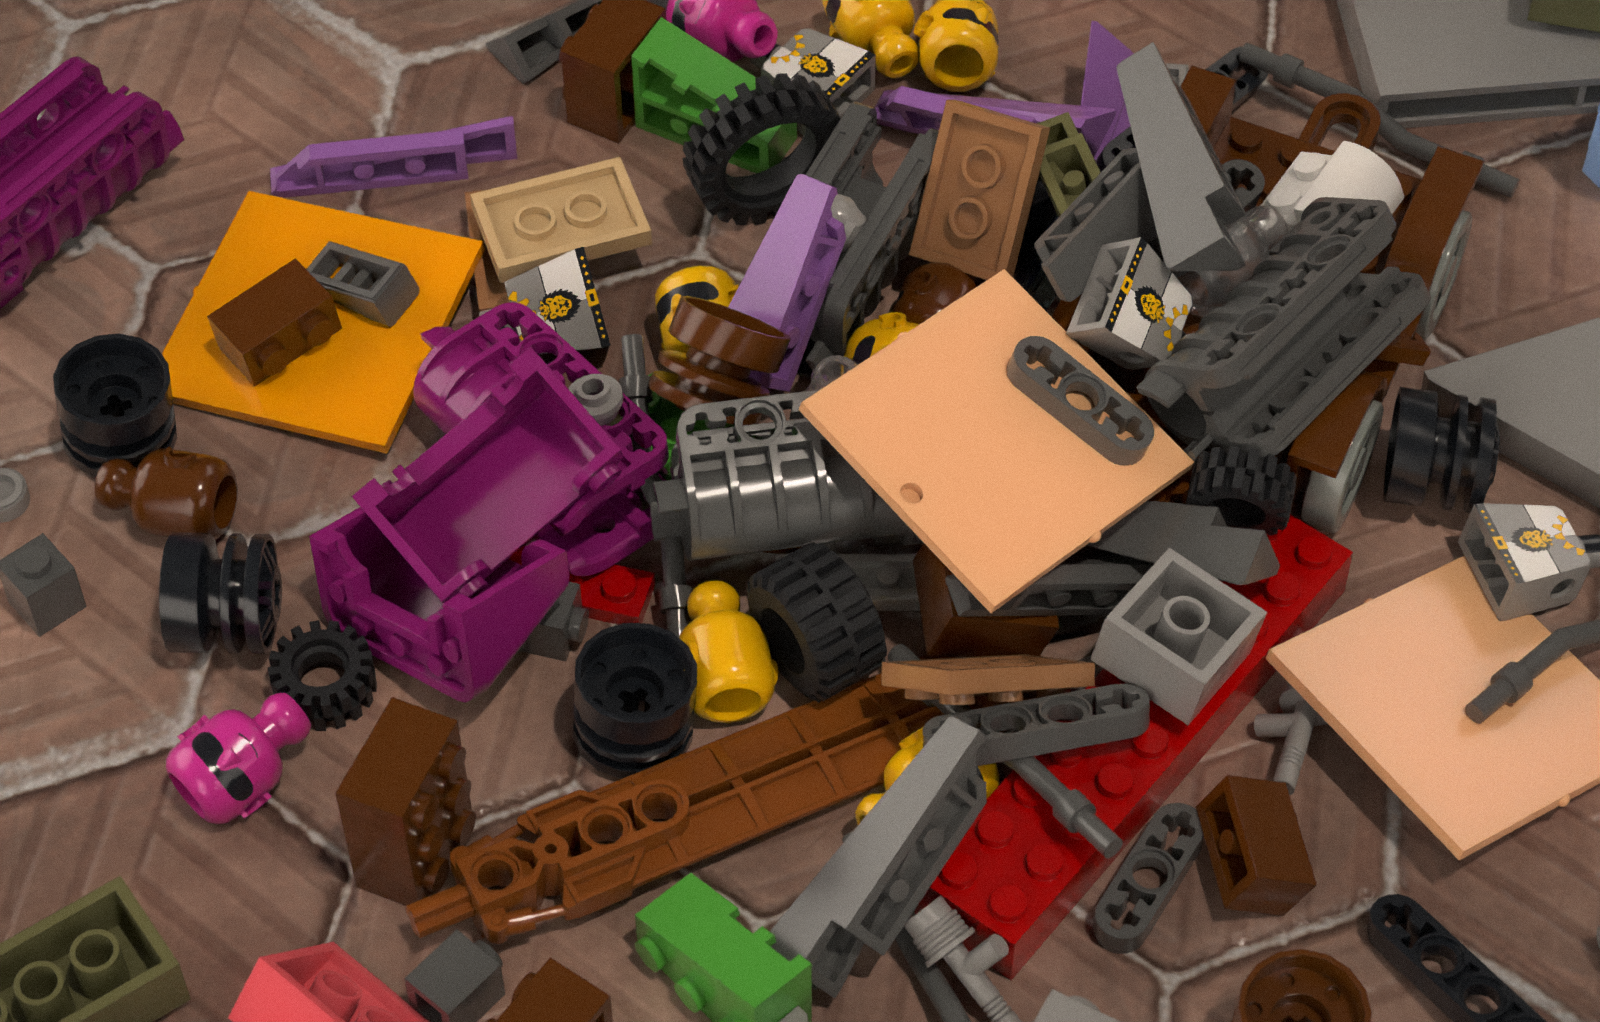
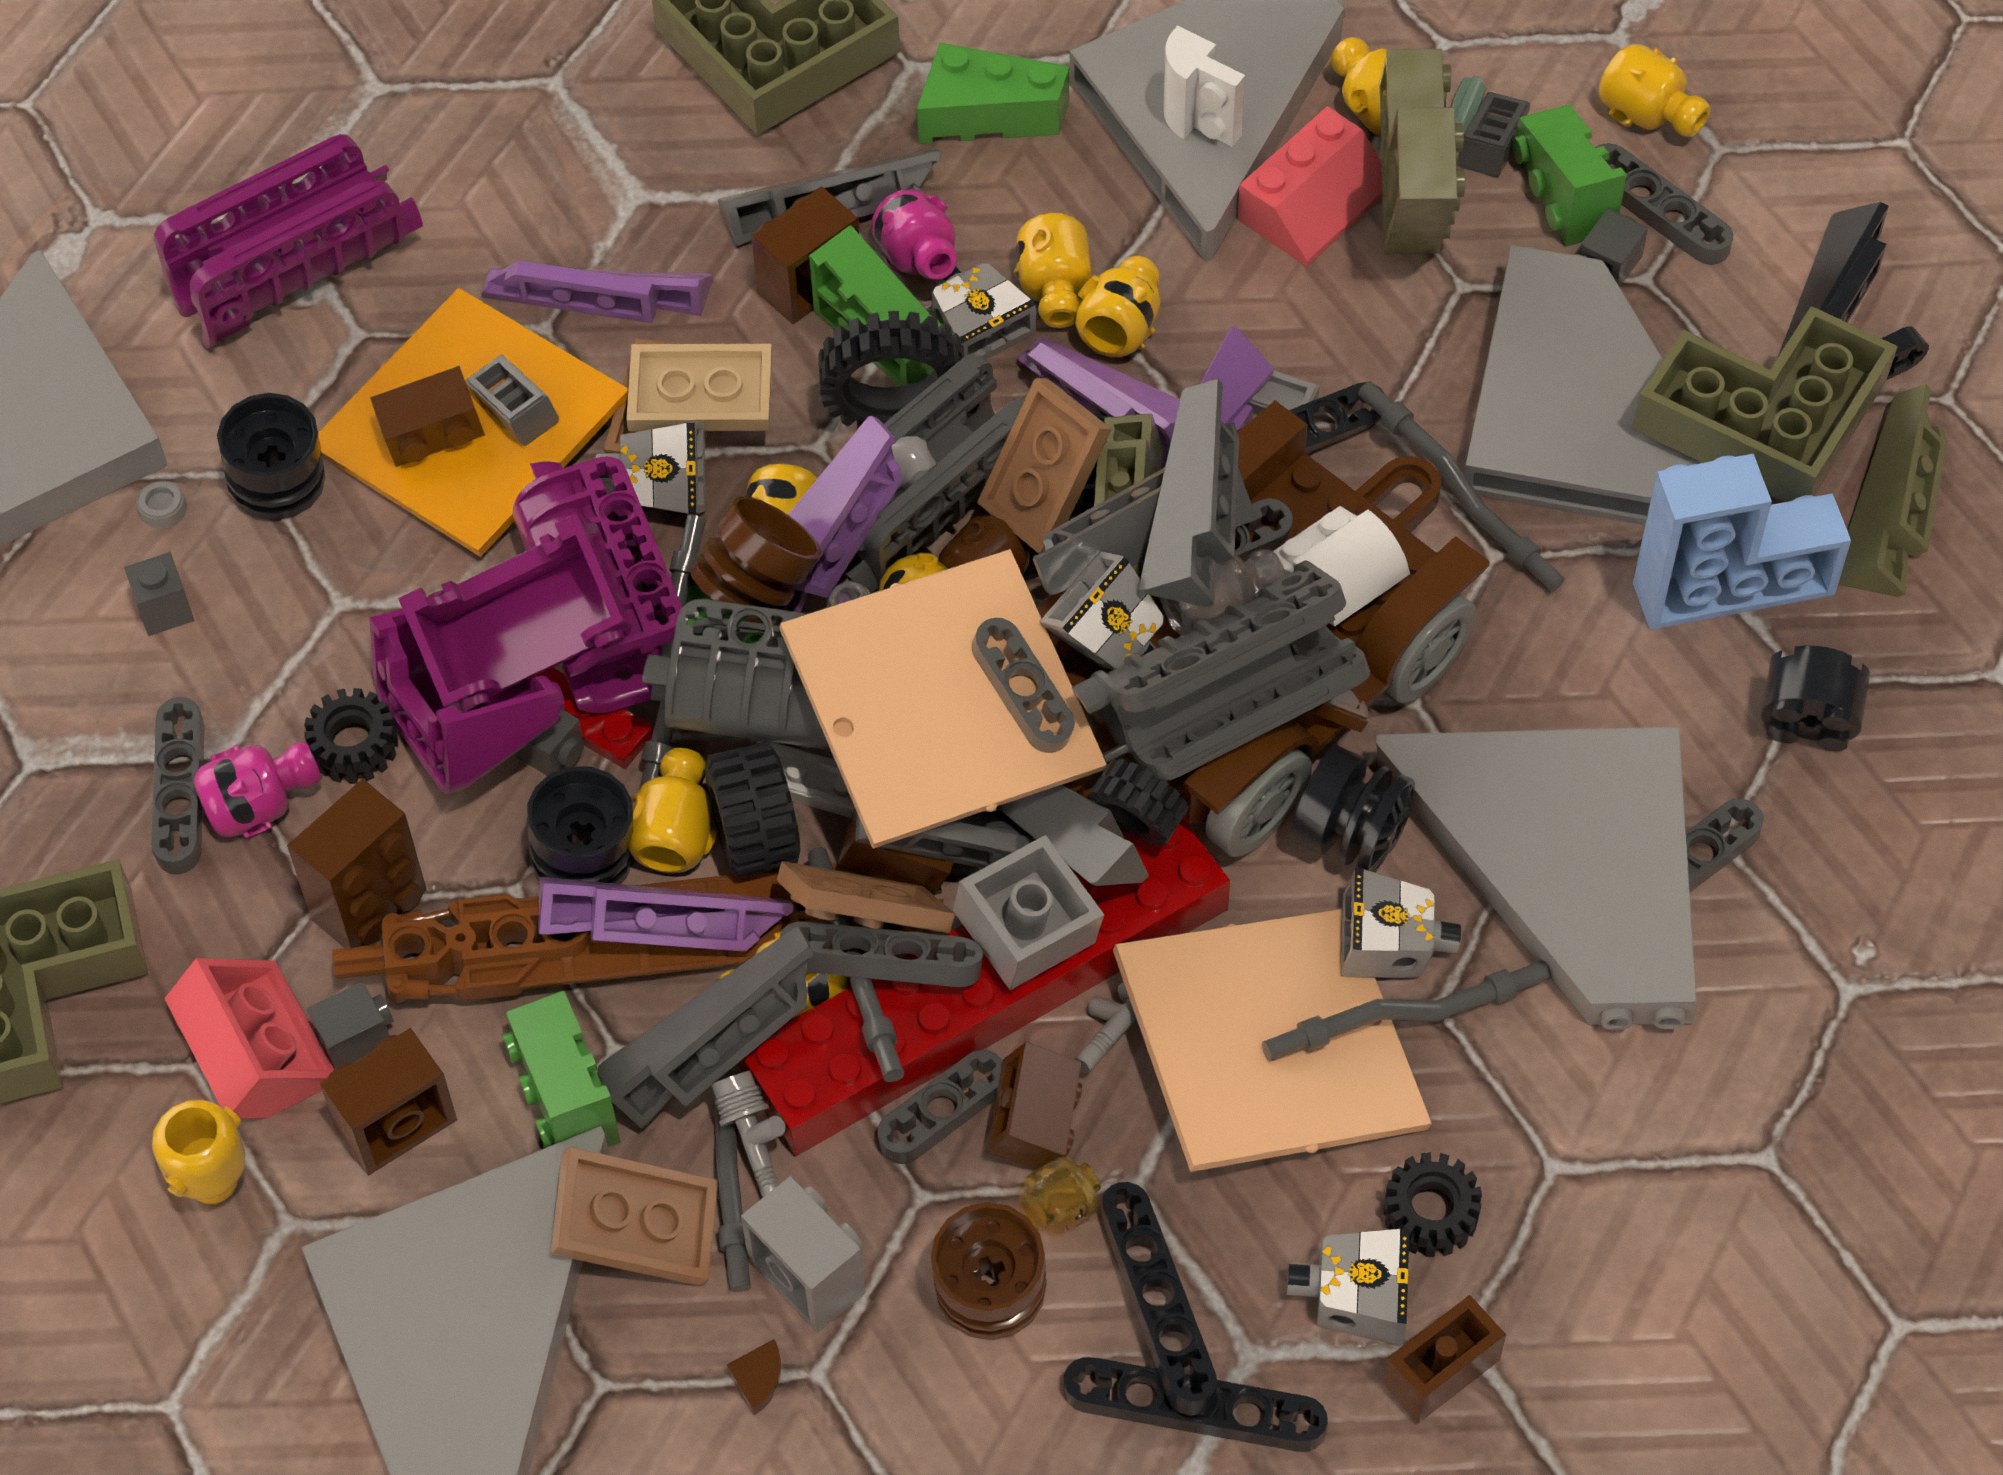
camera: 20 degrees right, 5 degrees up
(143, 783) = (172, 785): none -> dark grey beam
(171, 492) = (291, 545): reddish brown piece -> none
(209, 592) = (290, 643): black wheel -> none
(599, 395) = (636, 566): light grey plate -> none
(755, 762) = (656, 914): none -> medium lavender wedge
(1326, 923) = (1060, 1195): none -> clear yellow head

